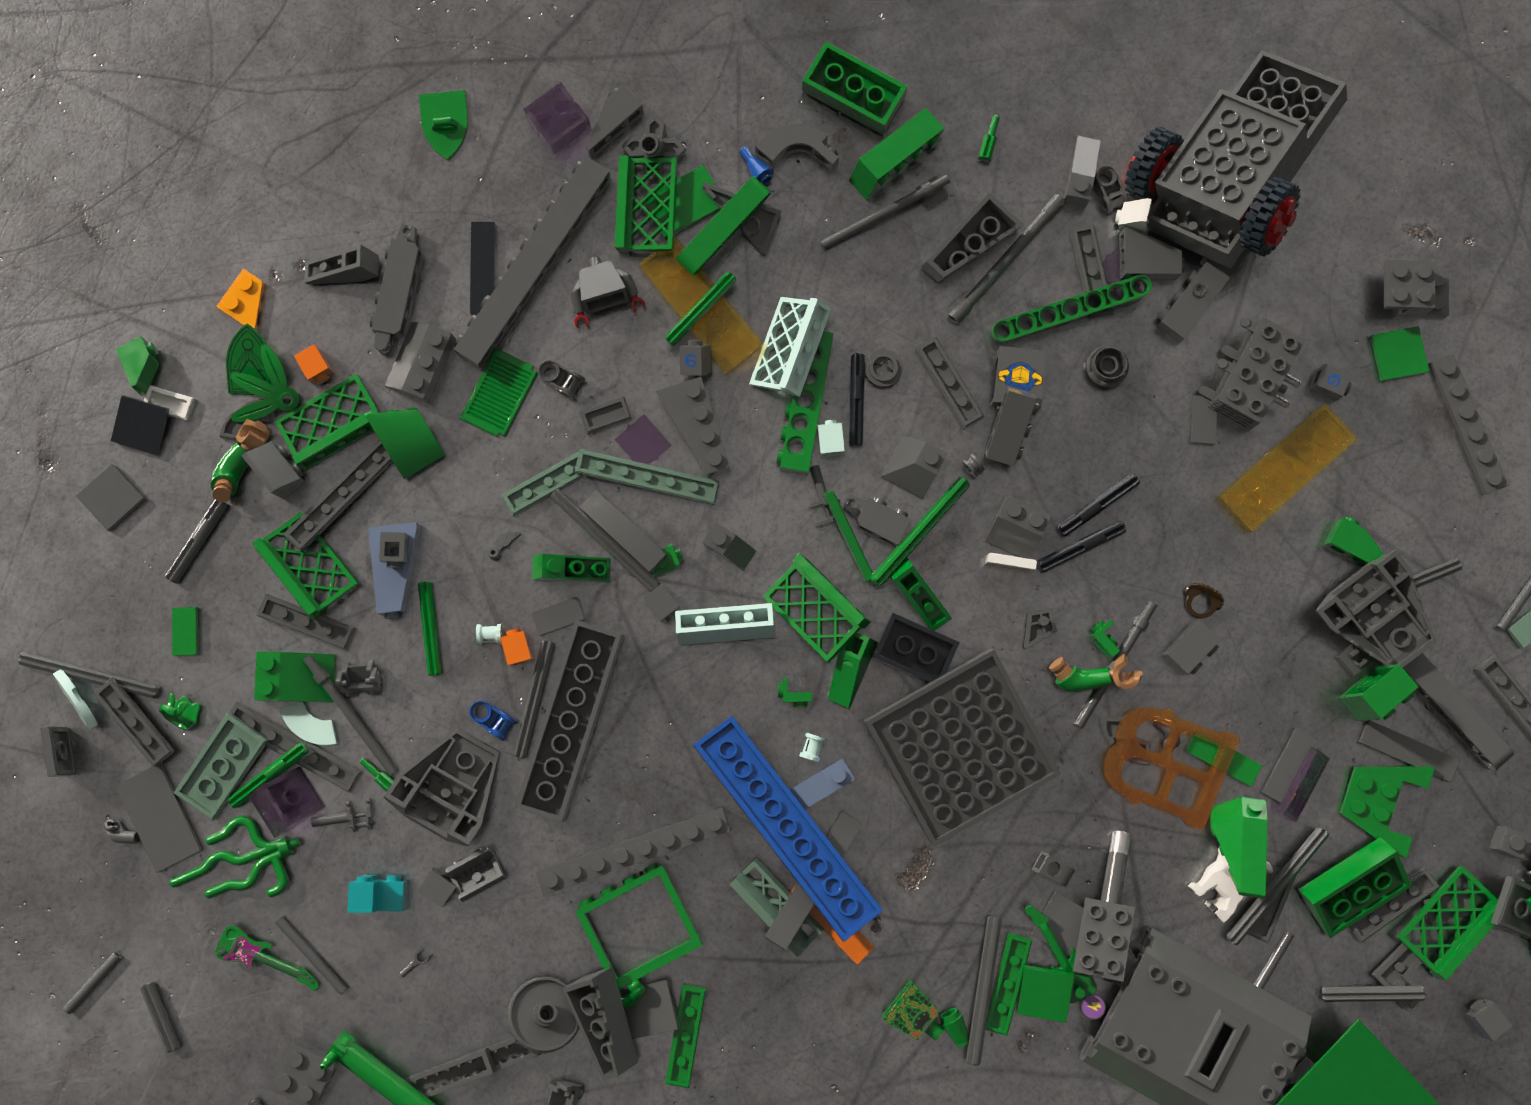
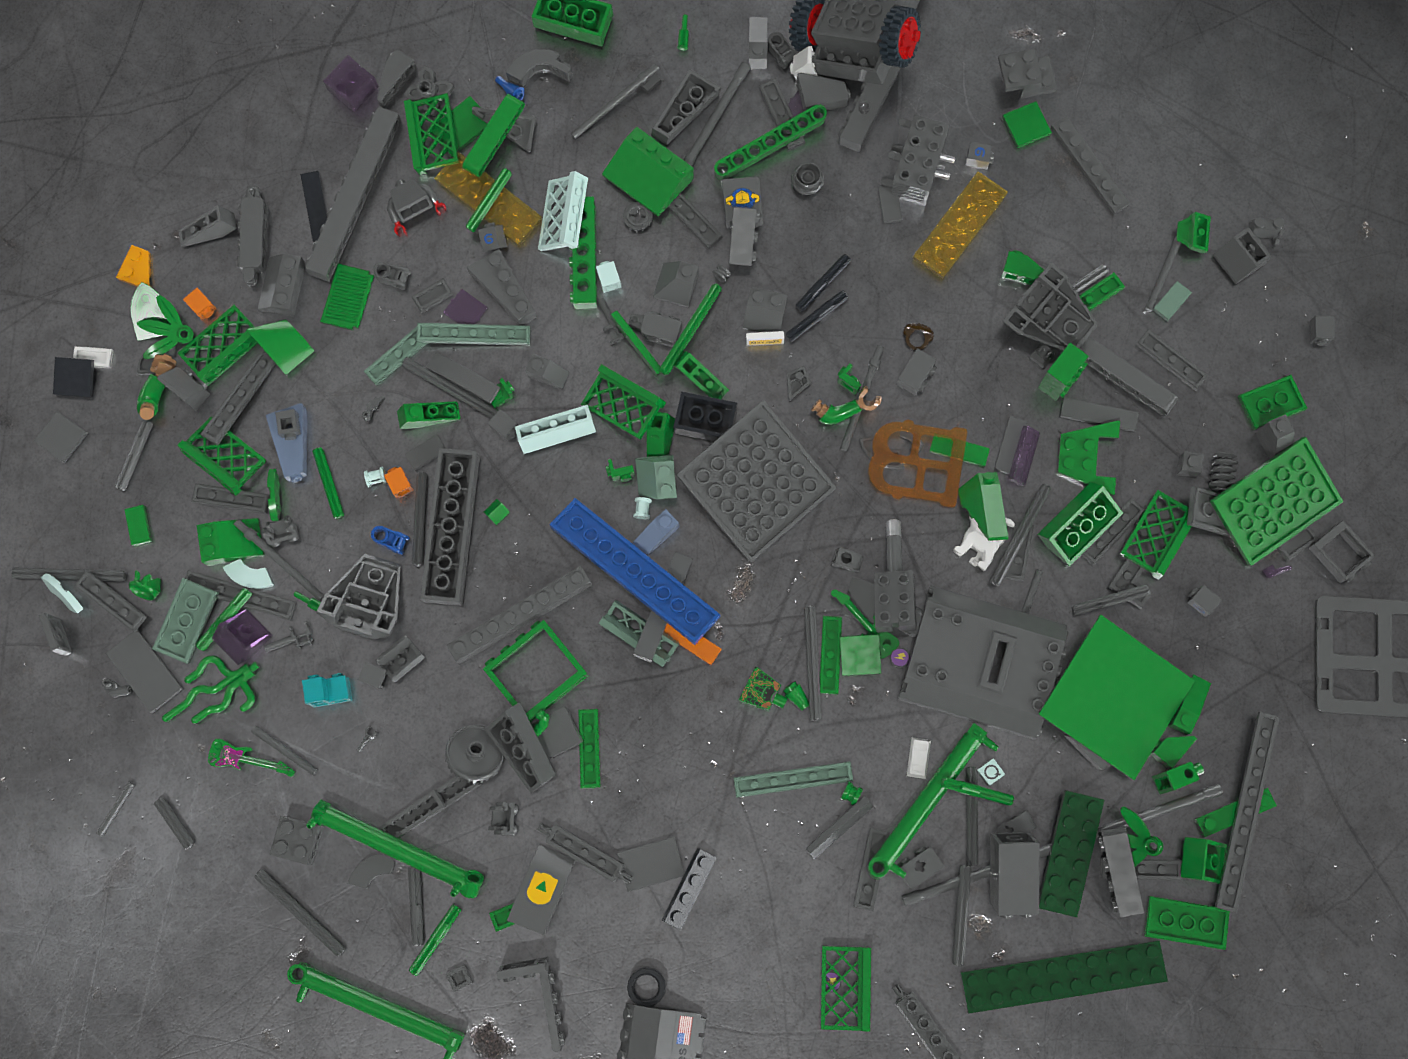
camera: 10 degrees left, 5 degrees down
(139, 363) = (64, 330): green slope -> none
(361, 620) = (274, 501): none -> green tile
(444, 120) = (265, 105): green shield -> none
(630, 711) = (496, 512): none -> green slope
(839, 713) = (656, 477): none -> sand green slope
(856, 399) = (622, 242): black axle -> none
(896, 153) = (613, 57): green wedge -> none
(908, 314) = (648, 171): none -> green slope
(1447, 592) = (1102, 291): none -> green tile

